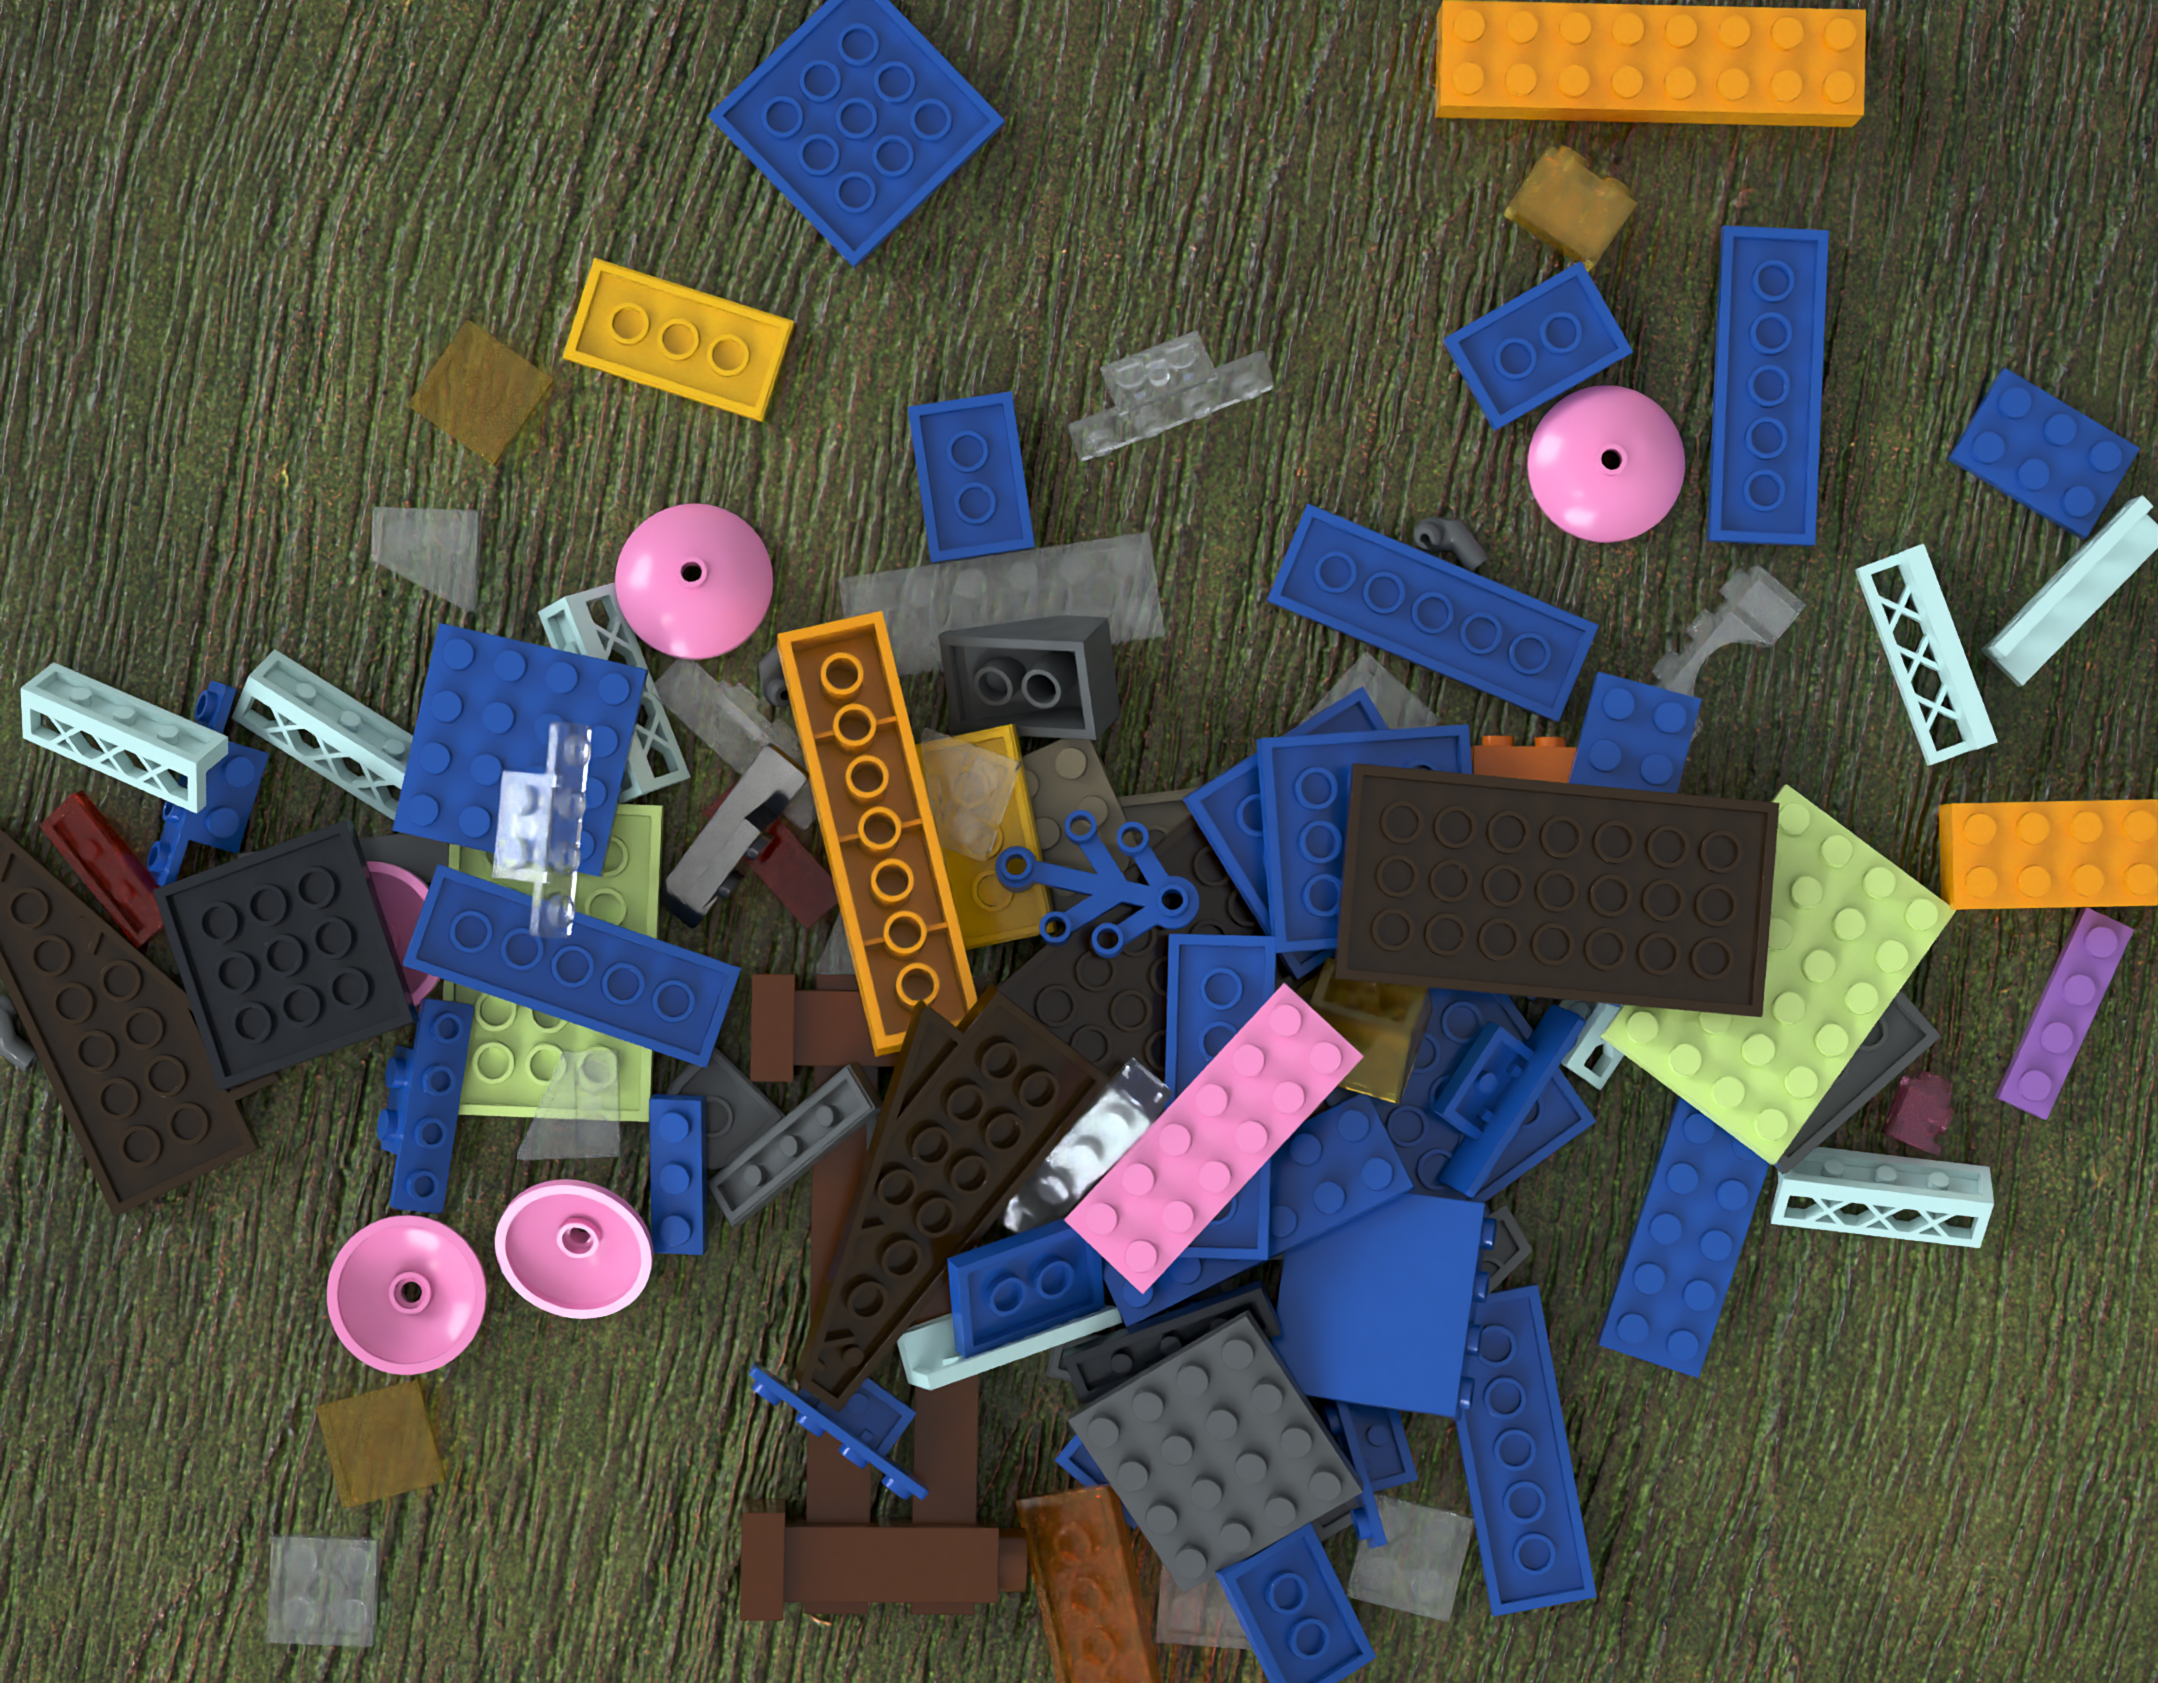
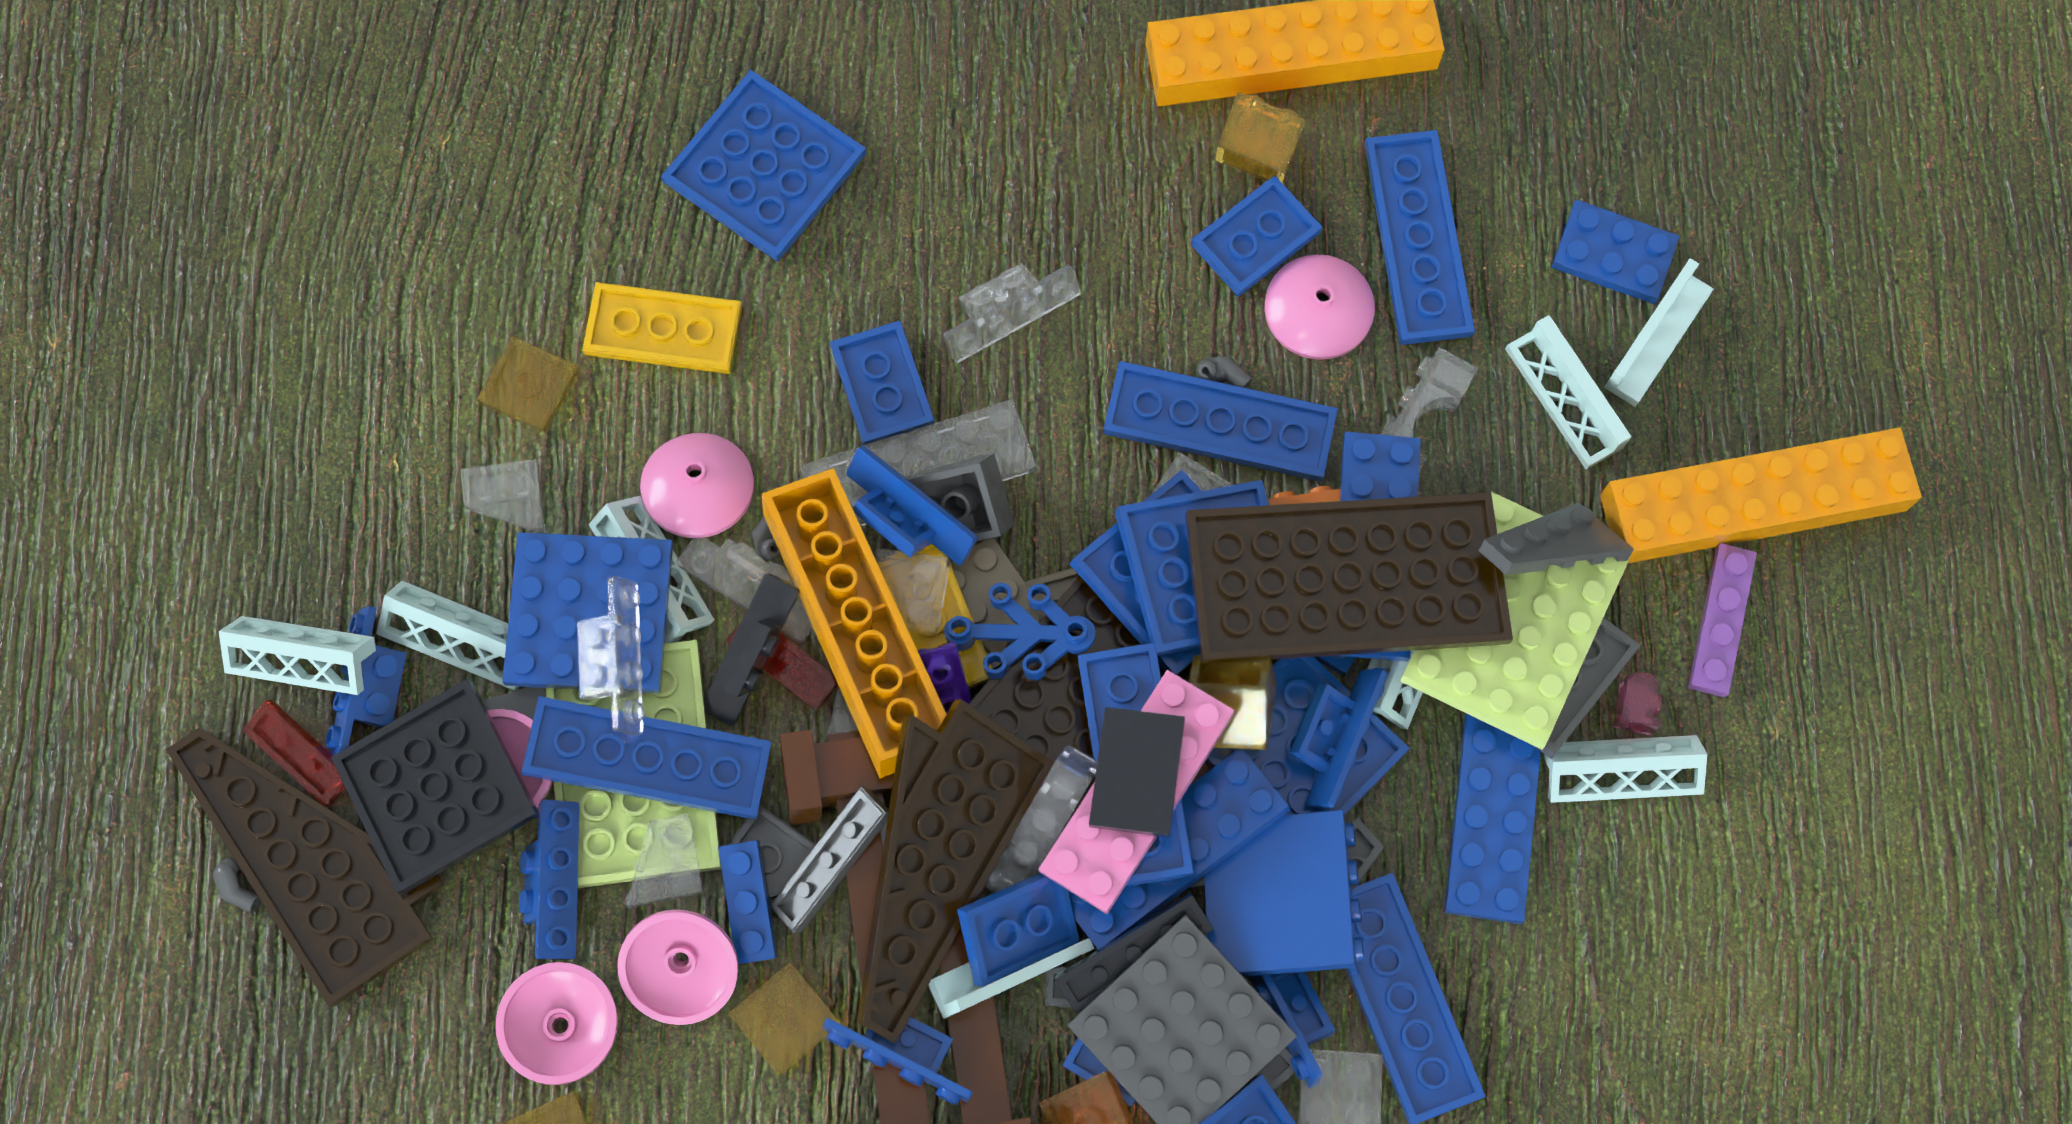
camera: 15 degrees left, 15 degrees down
(704, 1333) = (783, 1019): none -> clear yellow plate
(967, 688) = (904, 512): none -> blue bracket
(987, 935) = (946, 673): none -> dark purple hips
(1216, 1120) = (1137, 772): none -> black tile
(1853, 883) = (1557, 540): none -> dark grey wing

